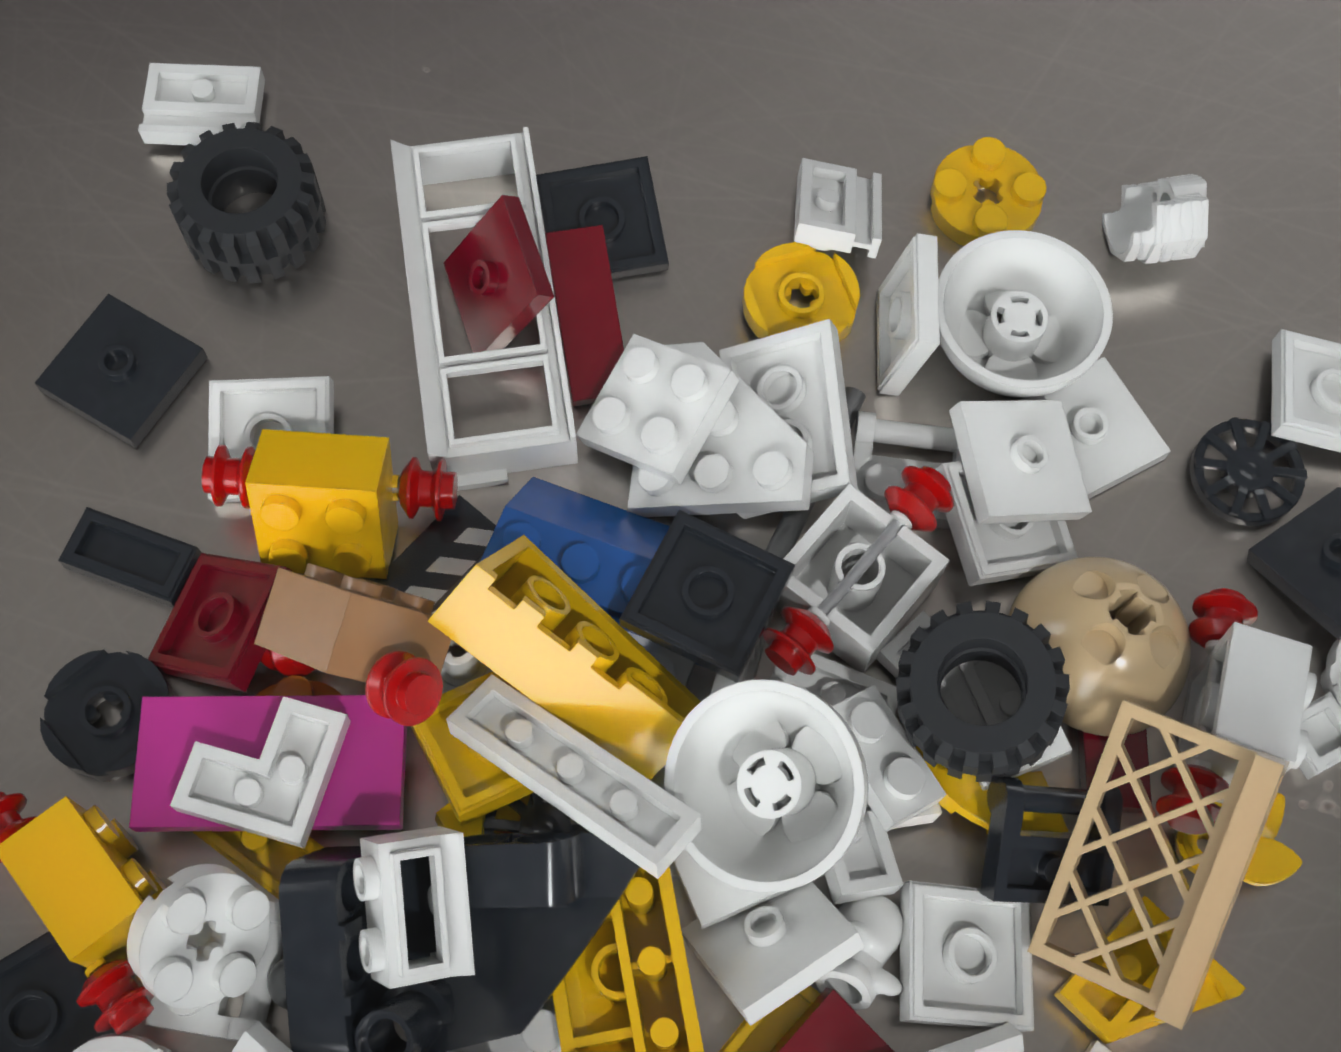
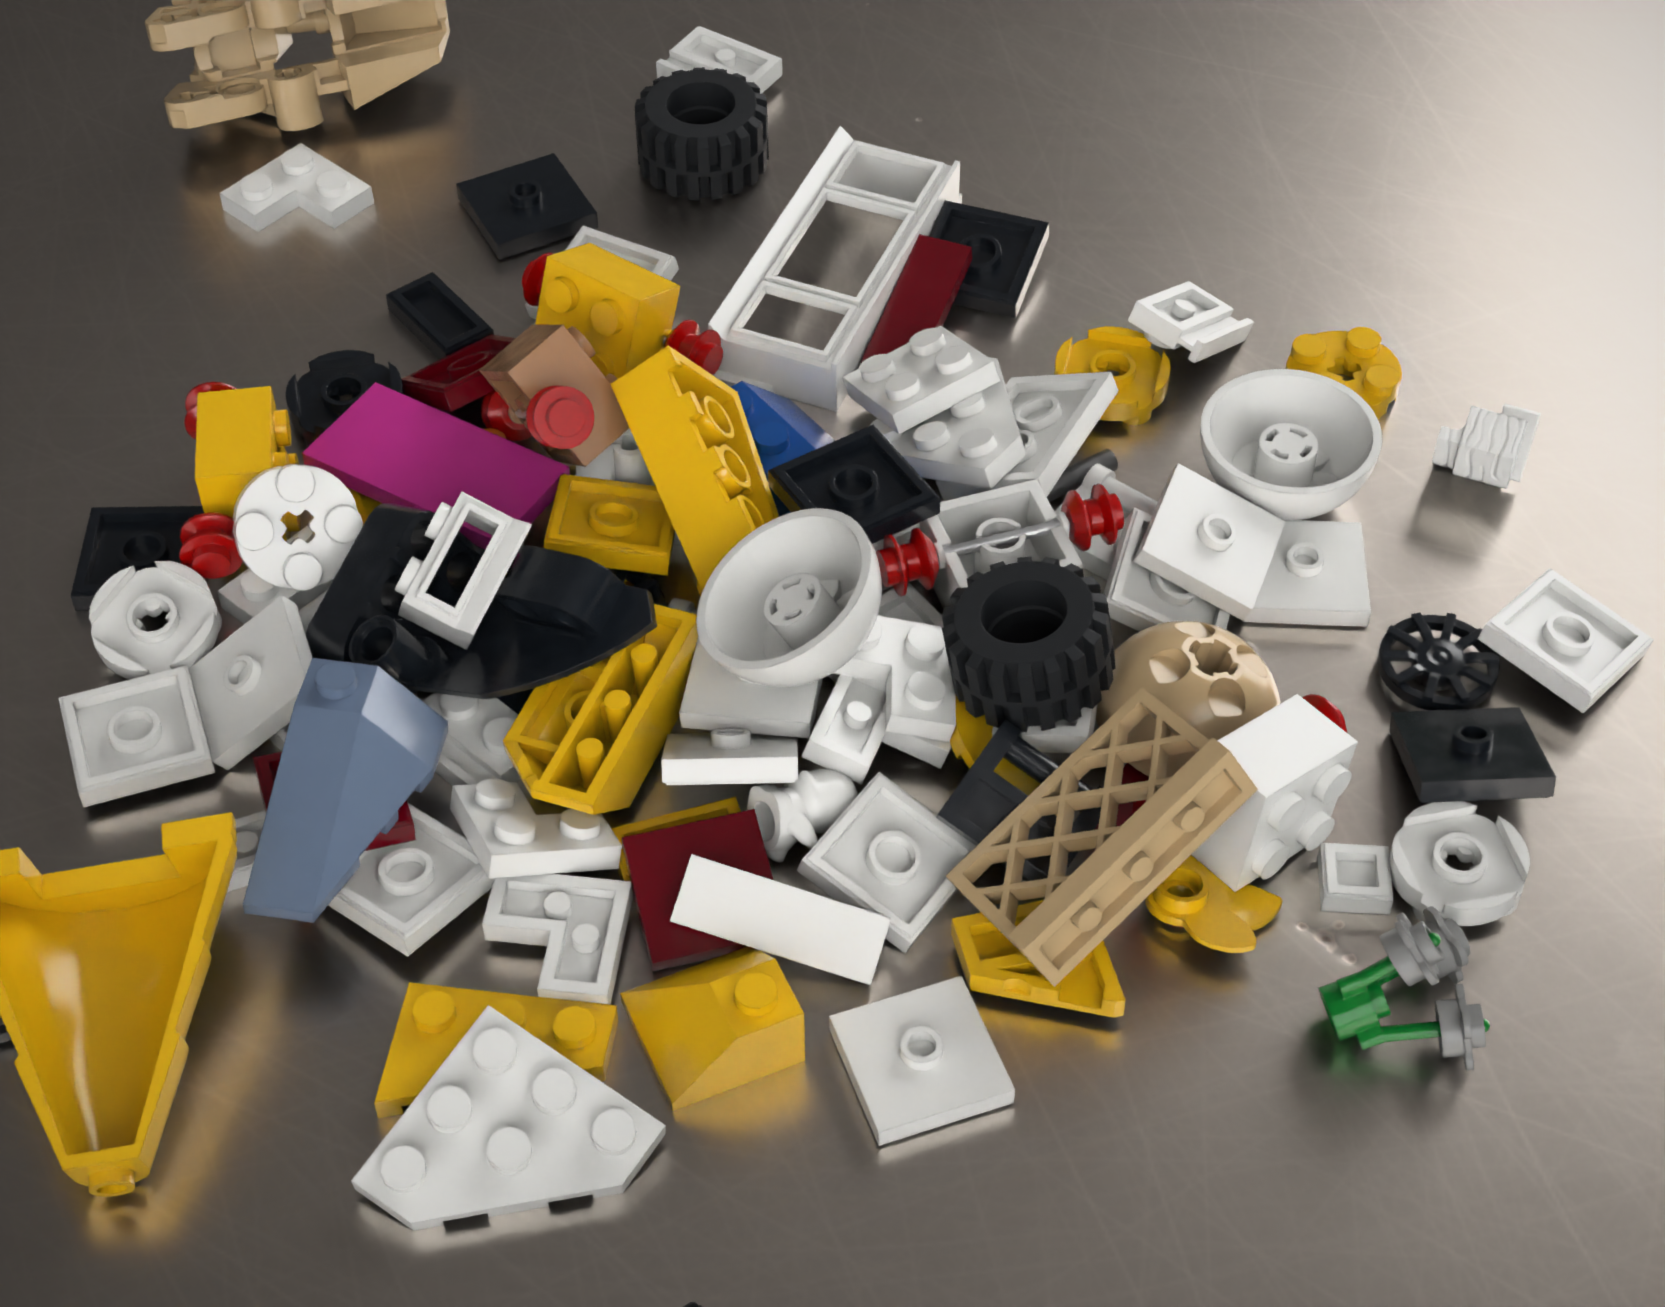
camera: 35 degrees right, 20 degrees down
(273, 793) = (425, 469): white plate -> none
(498, 277) = (861, 244): dark red plate -> none
(575, 775) = (649, 541): white plate -> none
(908, 315) = (1184, 402): white plate -> none

